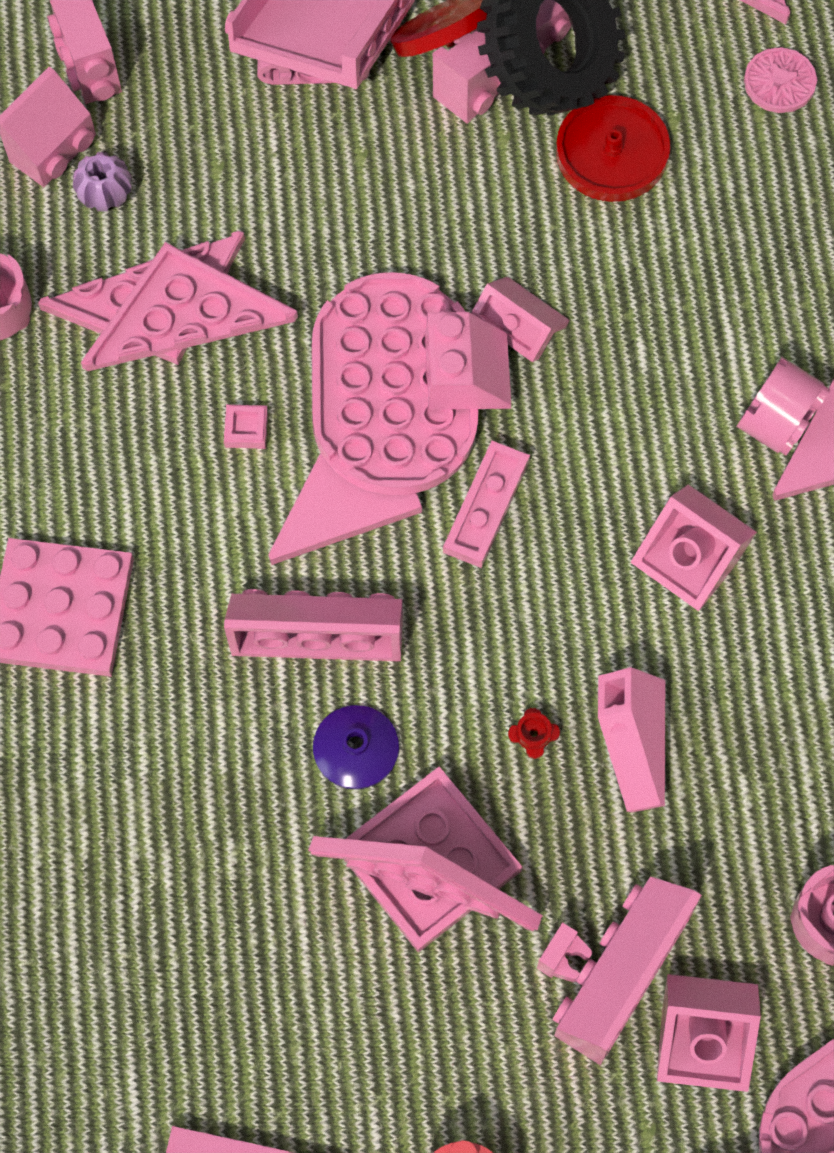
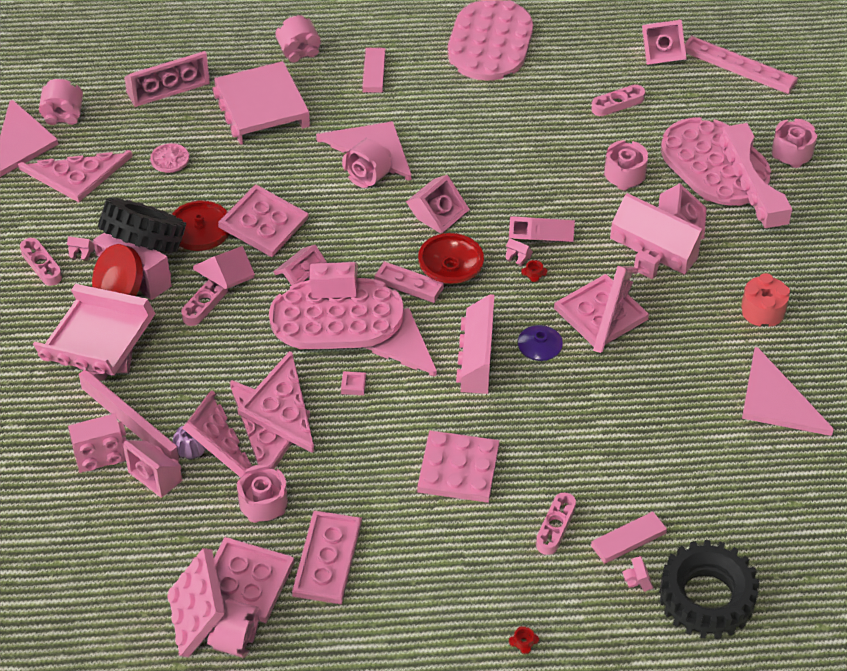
camera: 90 degrees left, 20 degrees down
(108, 213) = (211, 430): none -> bright pink tile
(155, 89) = (126, 414): none -> bright pink tile
(422, 159) = (202, 309): none -> bright pink beam
(490, 194) = (227, 268): none -> bright pink slope
(537, 544) = (451, 258): none -> red dish
(579, 701) = (516, 248): none -> bright pink tile
(620, 244) = (263, 220): none -> bright pink plate

